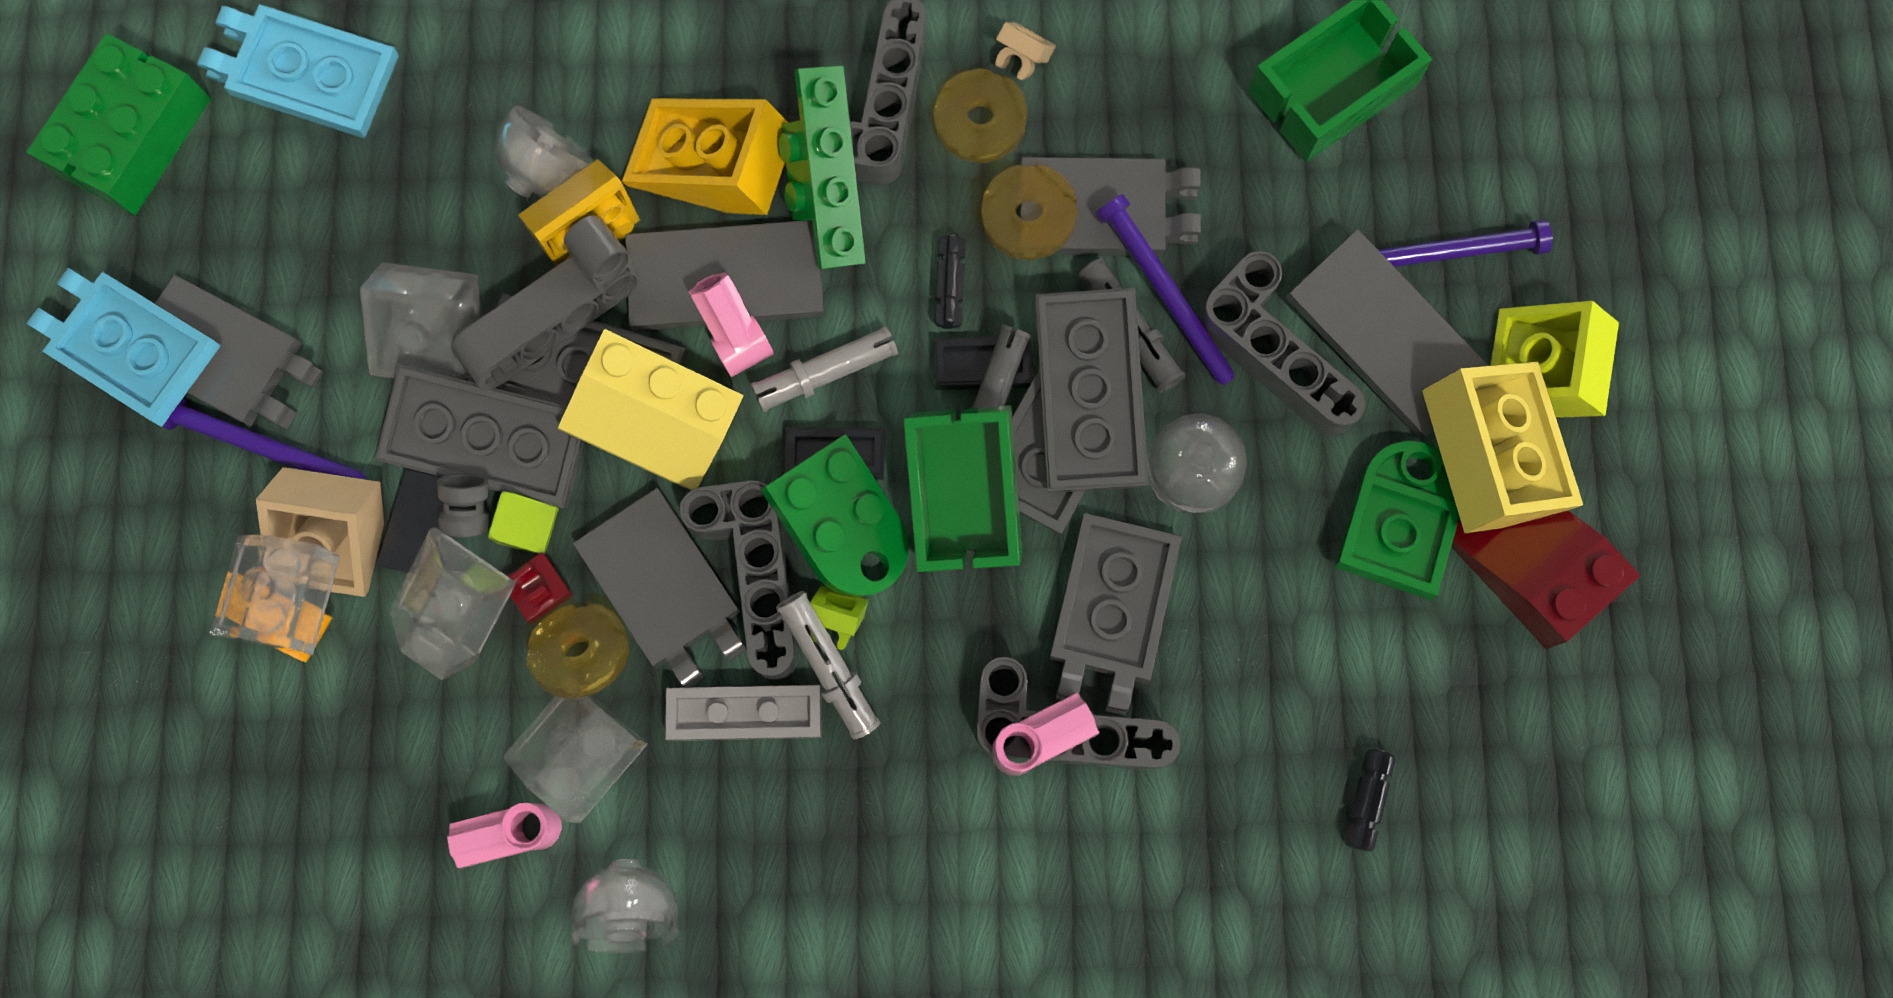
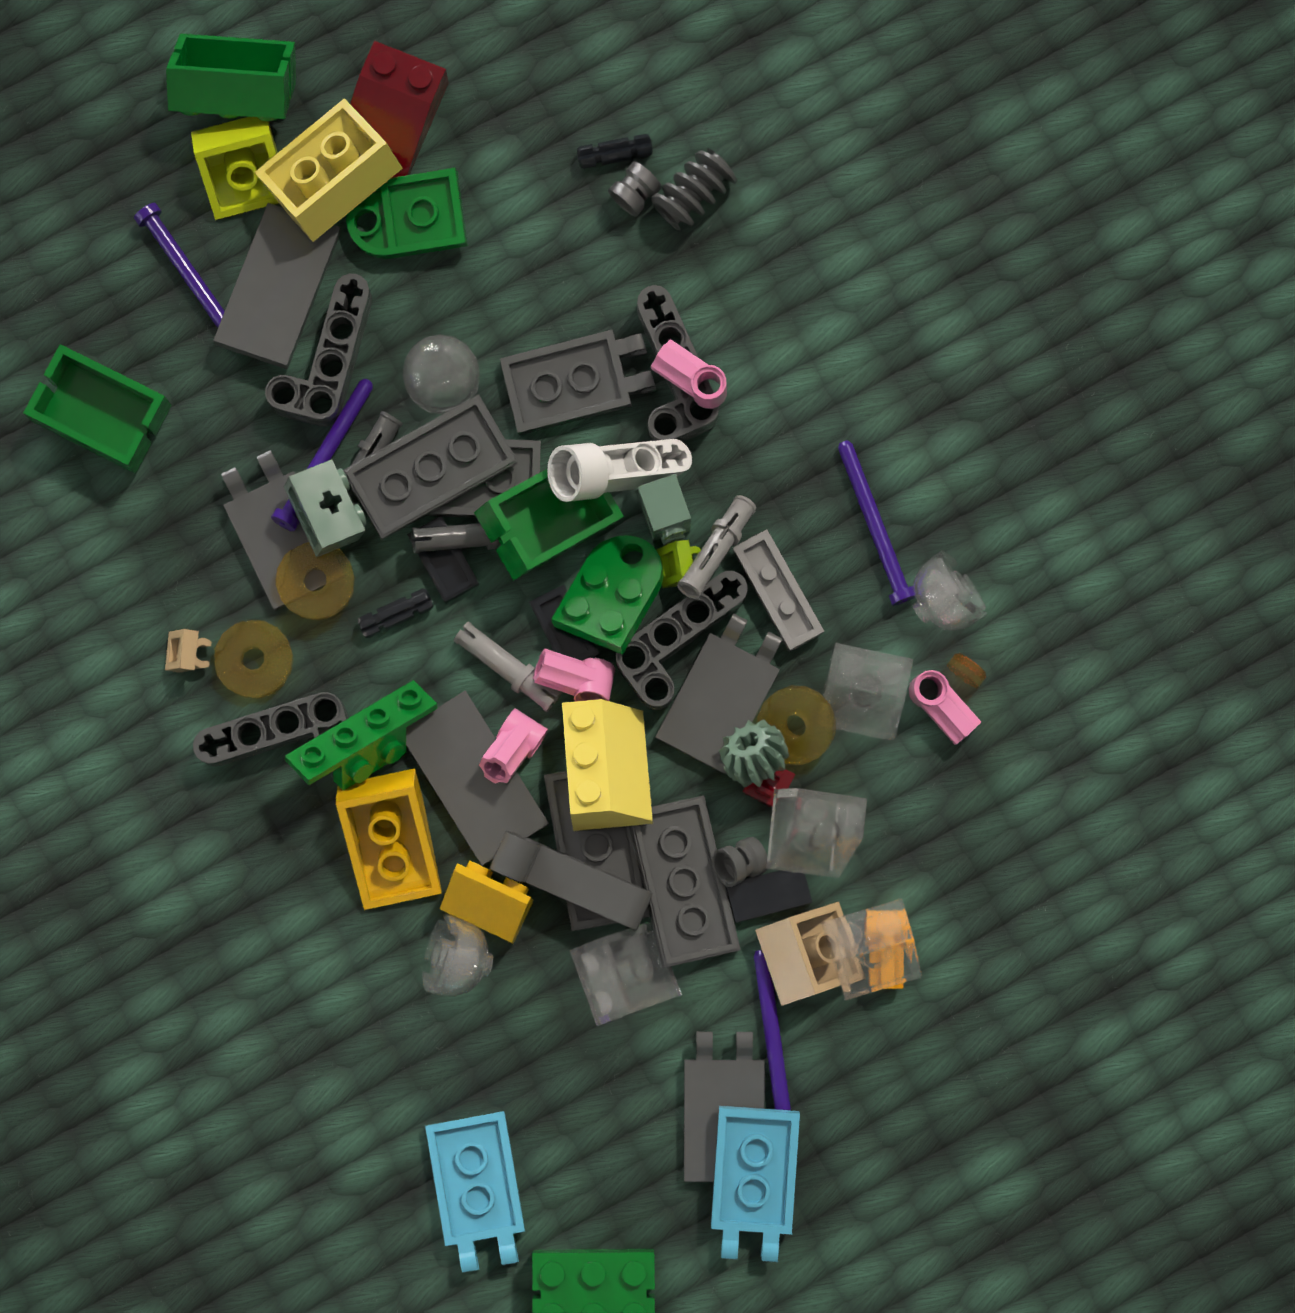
camera: 120 degrees left, 5 degrees up
(523, 523) = (729, 816): lime slope -> none
(527, 885) = (967, 670): none -> clear orange tile
(565, 578) = (754, 753): none -> sand green gear
(758, 441) = (583, 679): none -> bright pink piece
(759, 871) = (901, 591): none -> dark purple bar
(899, 623) = (664, 510): none -> sand green brick
(985, 541) = (591, 470): none -> white beam
(1126, 234) = (325, 529): none -> sand green brick
(1277, 870) = (693, 188): none -> dark grey piece
(1311, 798) = (634, 188): none -> flat silver wheel
(1668, 391) = (231, 76): none -> green piece

